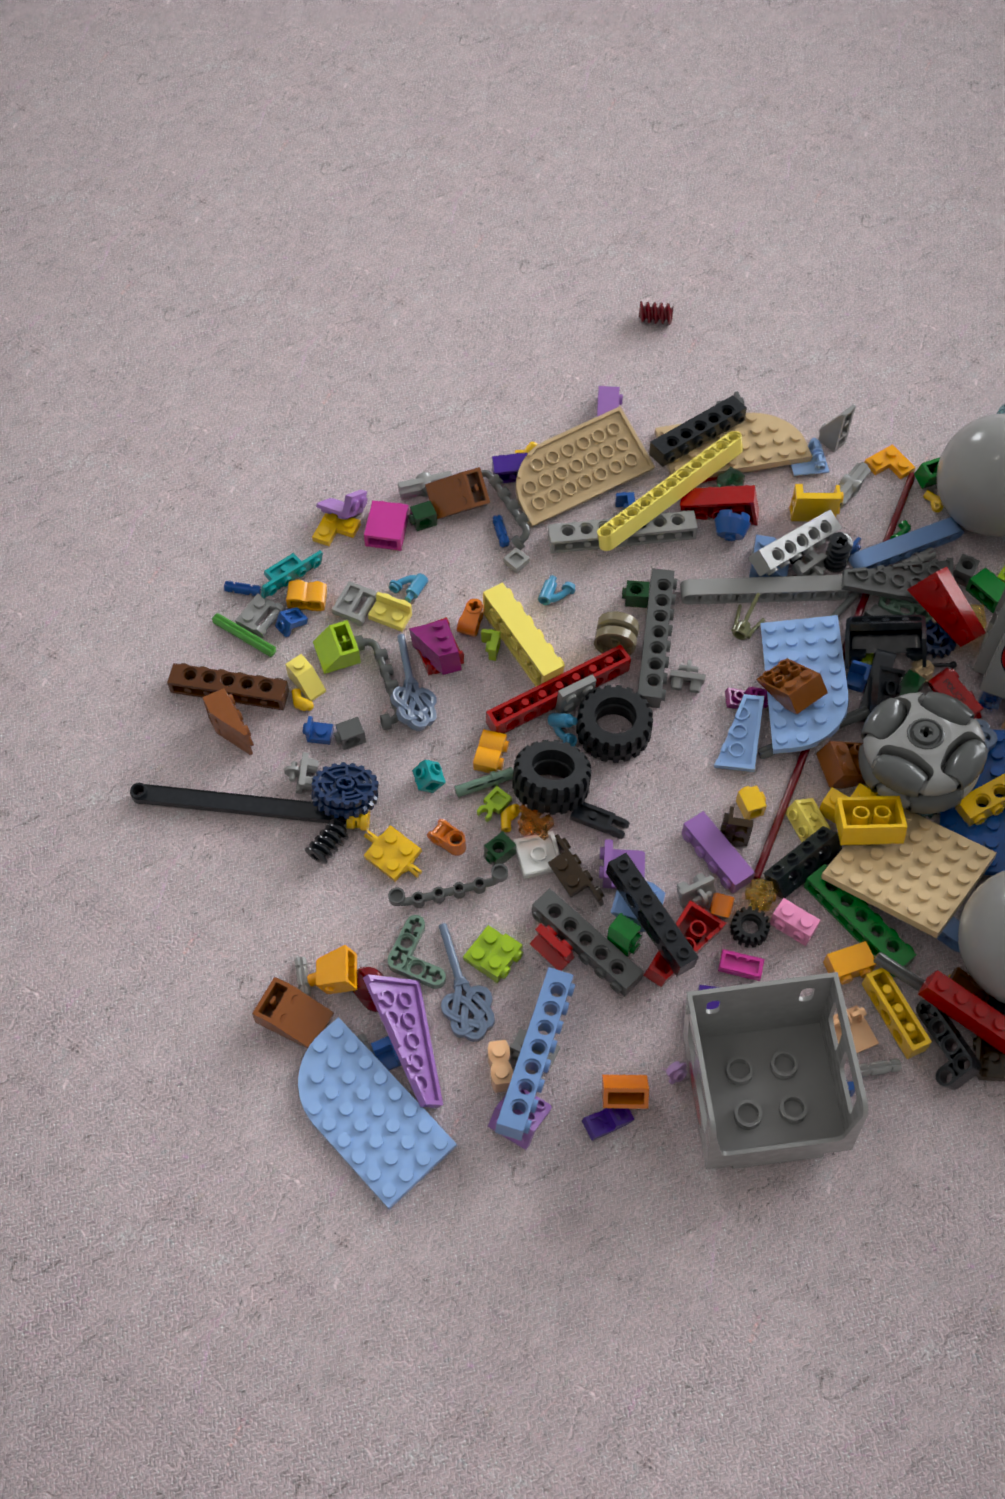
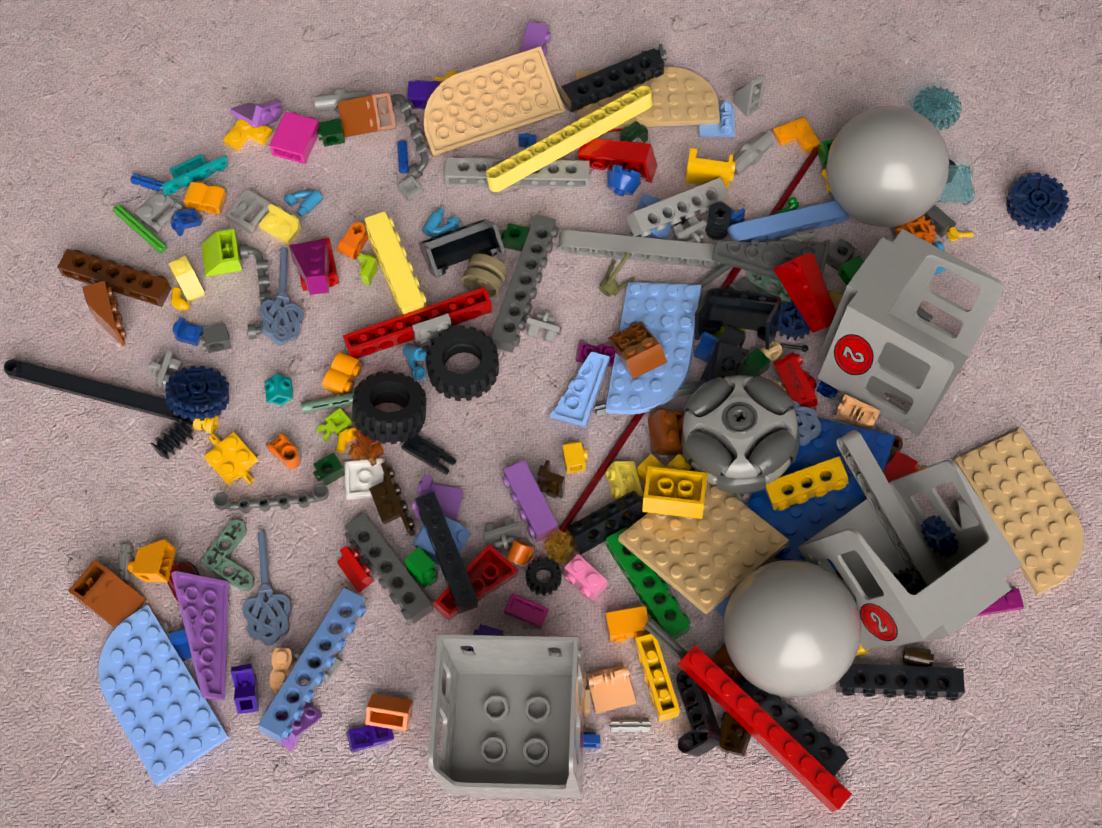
camera: 10 degrees right, 5 degrees up
(465, 1090) = (246, 688): none -> dark purple brick
(494, 954) = (302, 566): lime plate -> none
(585, 607) = (460, 245): none -> black windscreen

